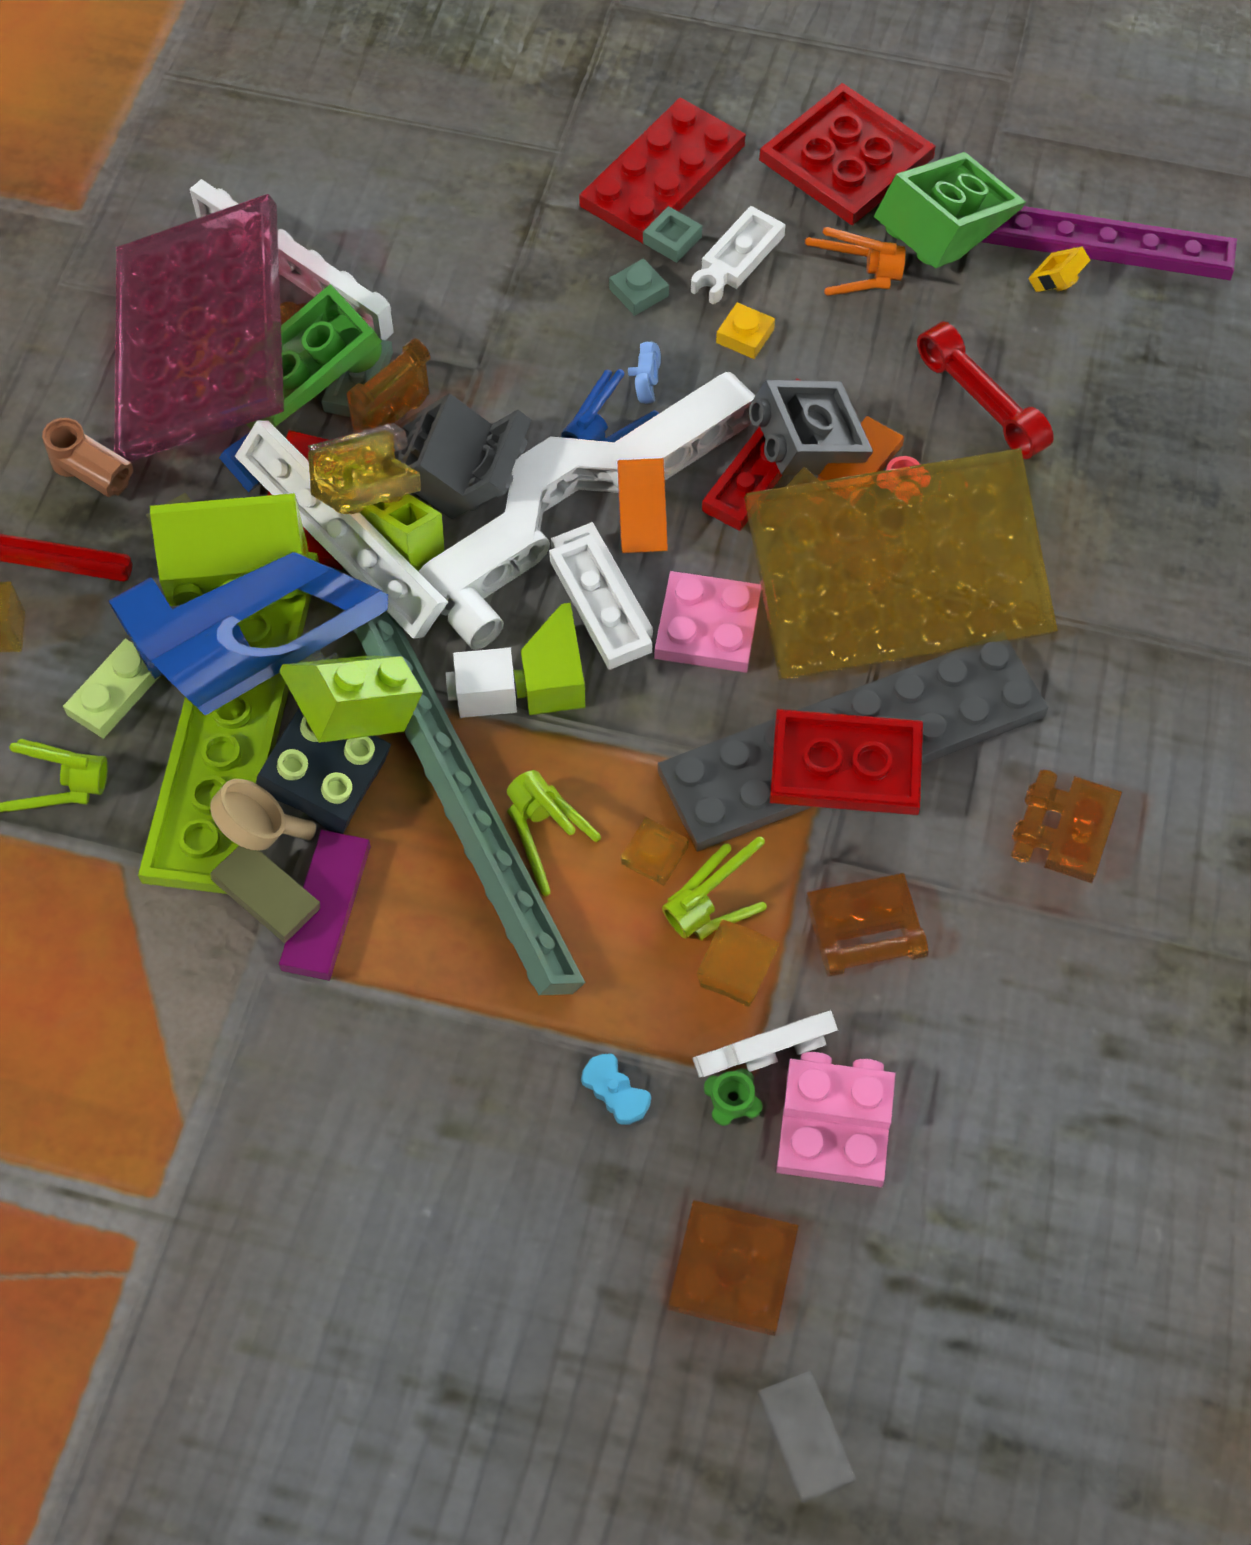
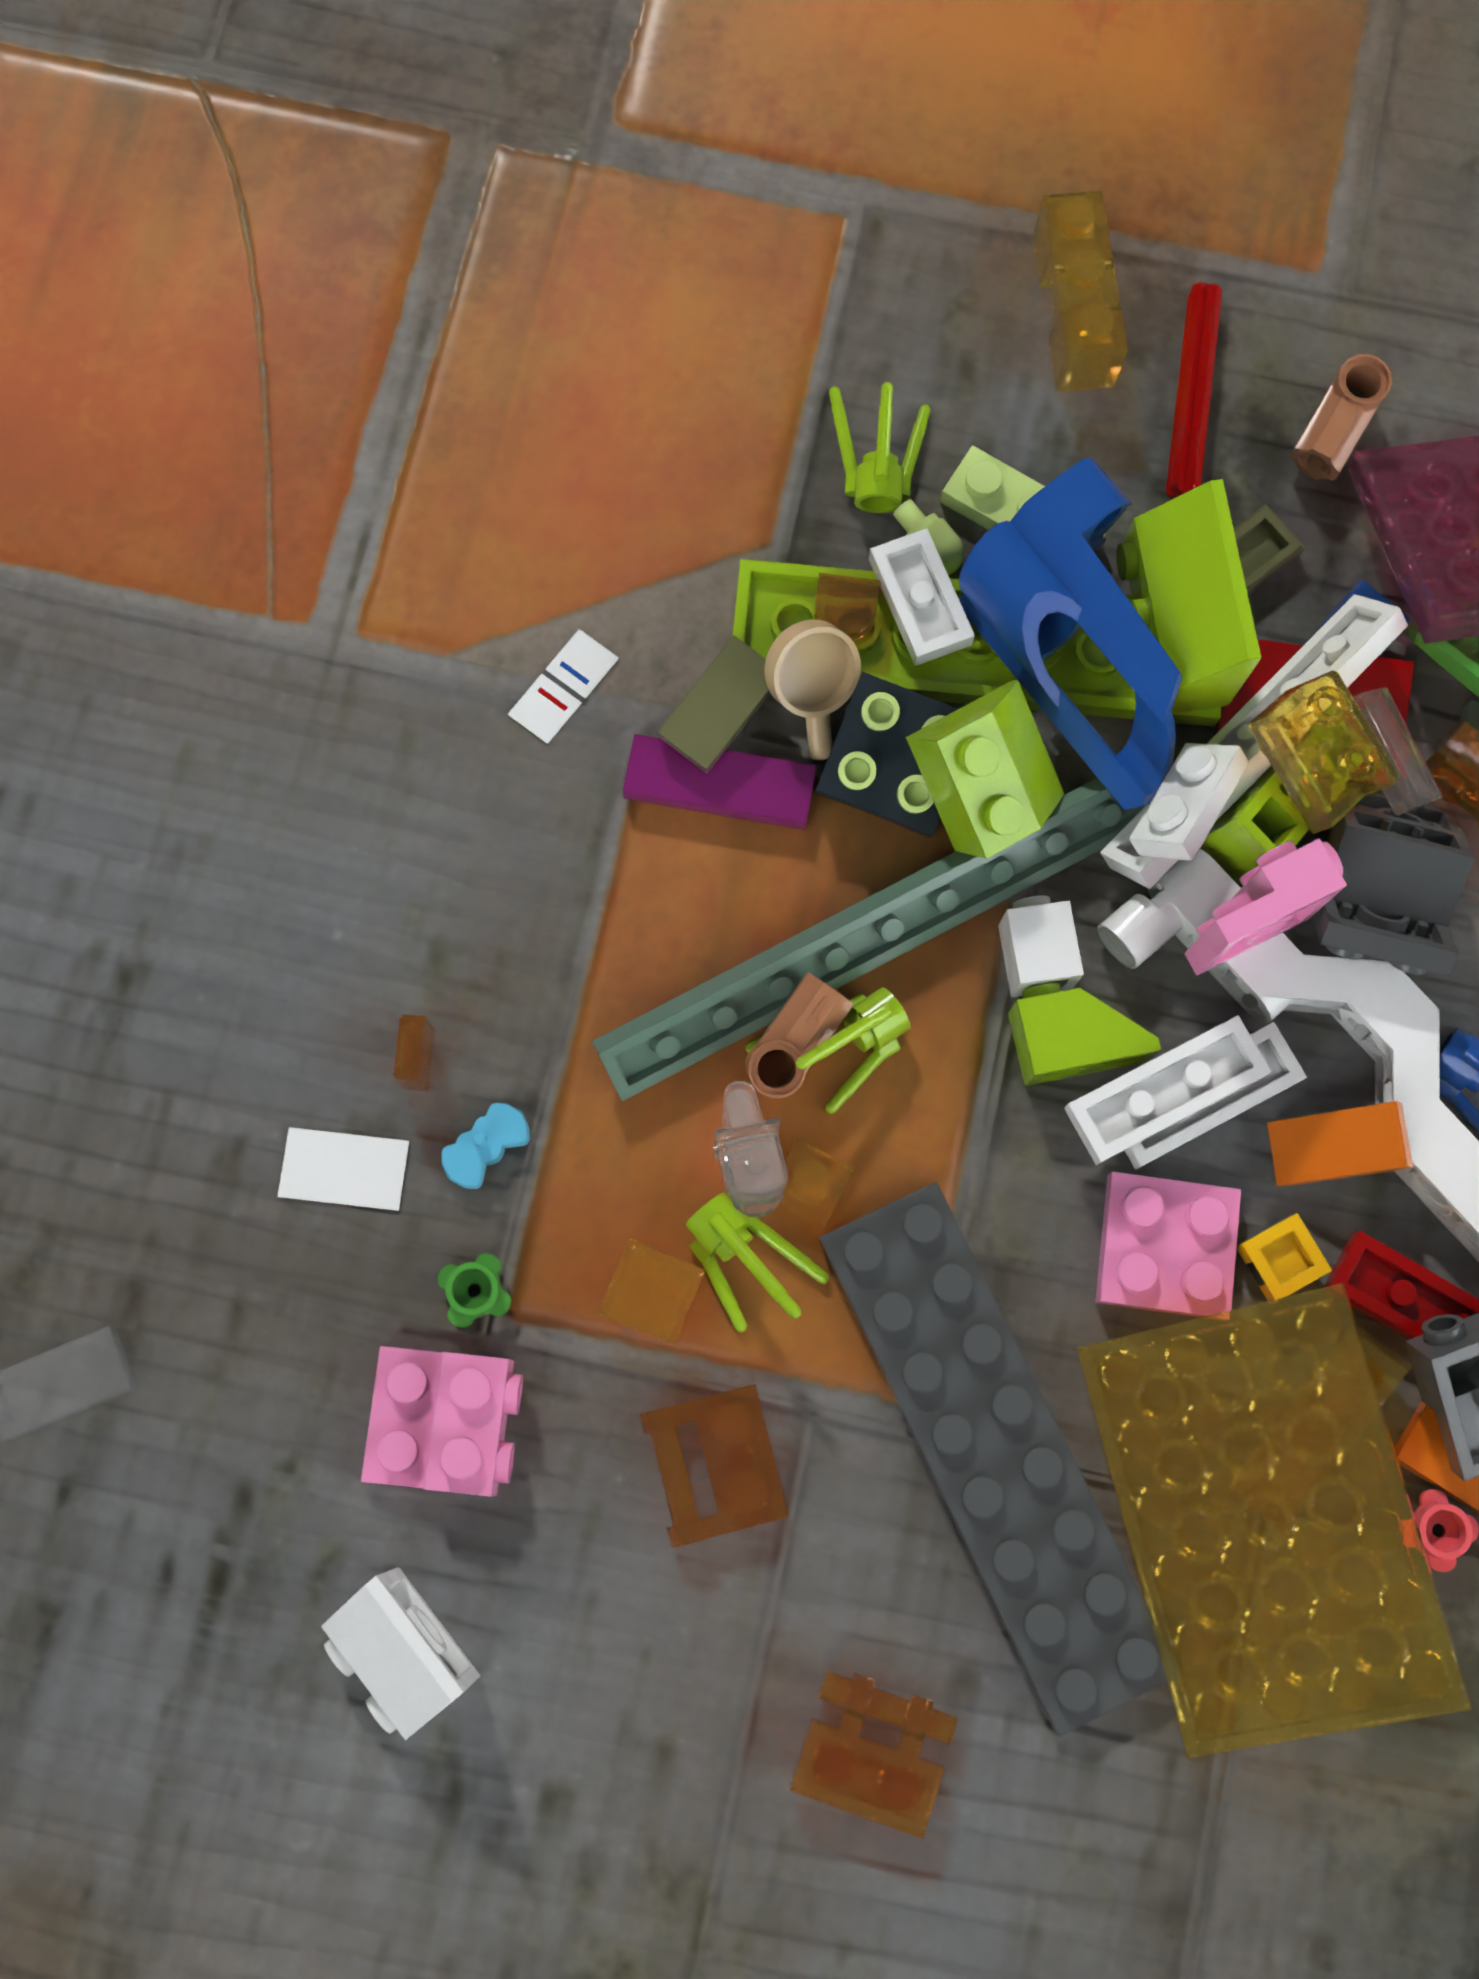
camera: 85 degrees right, 15 degrees up
(140, 741) = (945, 539): none -> yellowish green cylinder
(191, 794) = (847, 603): none -> clear orange tile
(195, 738) = (921, 597): none -> white plate
(225, 1026) = (563, 686): none -> white sticker
(387, 565) = (1189, 801): none -> white plate
(475, 516) = (1273, 899): none -> bright pink plate
(538, 1136) = (414, 1052): none -> clear orange tile
(545, 845) = (802, 1023): none -> nougat piece
(629, 1205) = (343, 1168): none -> white sticker
(631, 883) = (749, 1153): none -> clear arm
(719, 549) = (1283, 1258): none -> yellow plate
(733, 1268) = (260, 1294): clear orange plate -> none
(760, 1049) = (535, 1328): white plate -> none
(847, 762) = (943, 1438): red tile -> none
(1015, 1140) = (398, 1653): none -> white slope

